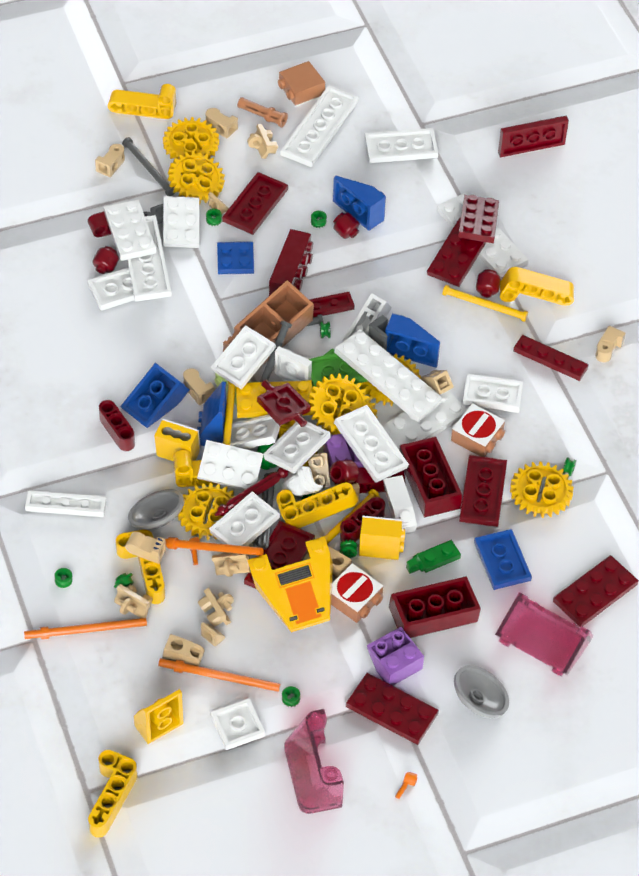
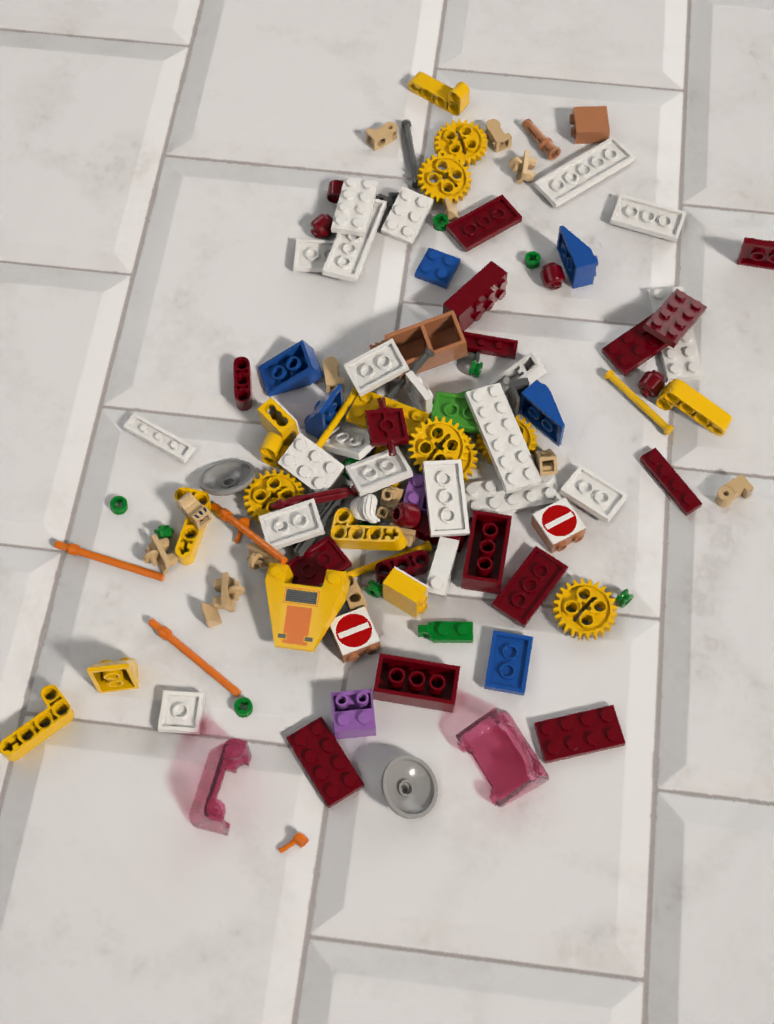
camera: 30 degrees right, 10 degrees up
(183, 650) = (174, 620): tan leg -> none

